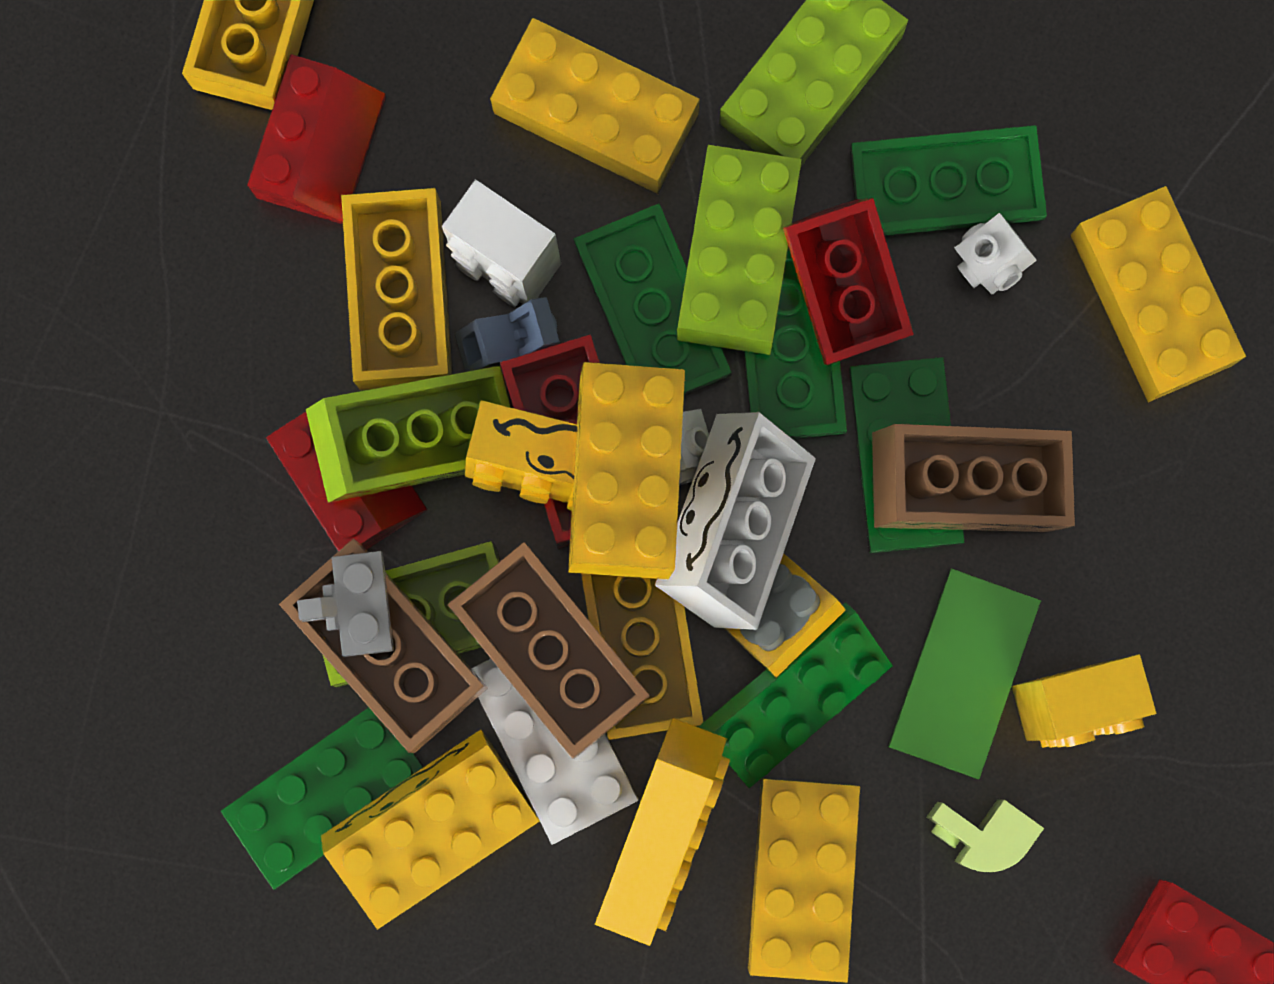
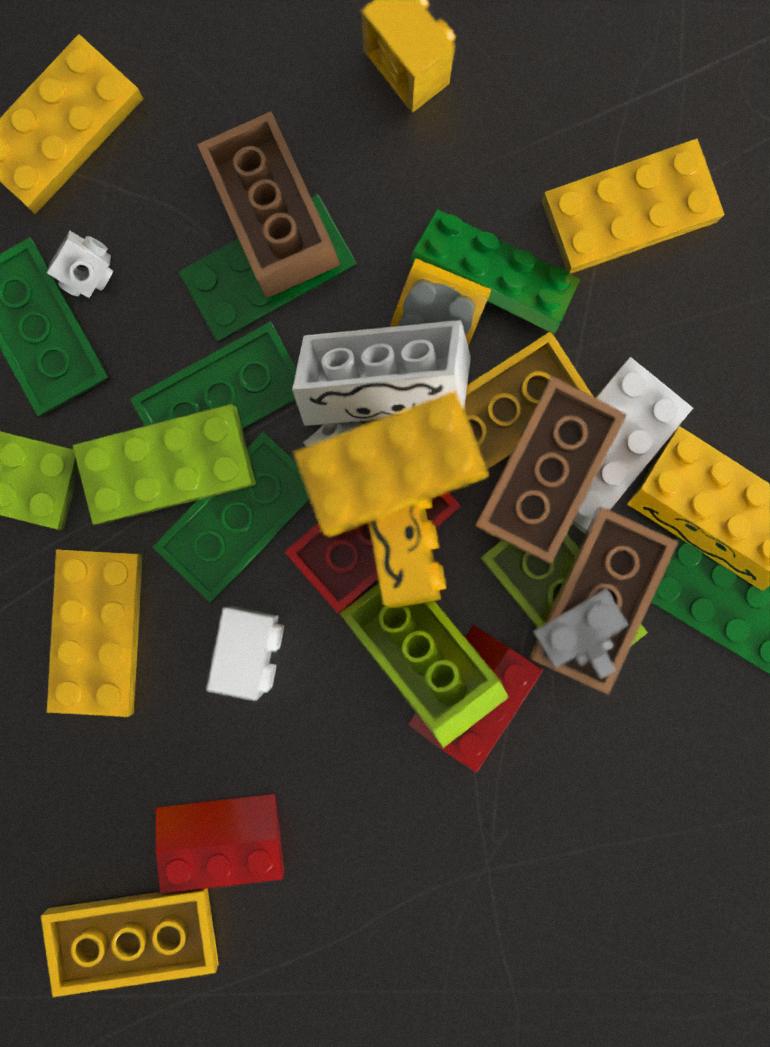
camera: 120 degrees left, 5 degrees up
(396, 287) = (311, 724): yellow brick -> none
(507, 336) = (313, 618): sand blue brick -> none
(665, 832) = (647, 323): yellow brick -> none
(848, 279) = (152, 368): red slope -> none
(964, 674) = (419, 152): bright green tile -> none
(997, 842) = (538, 72): yellowish green brick -> none

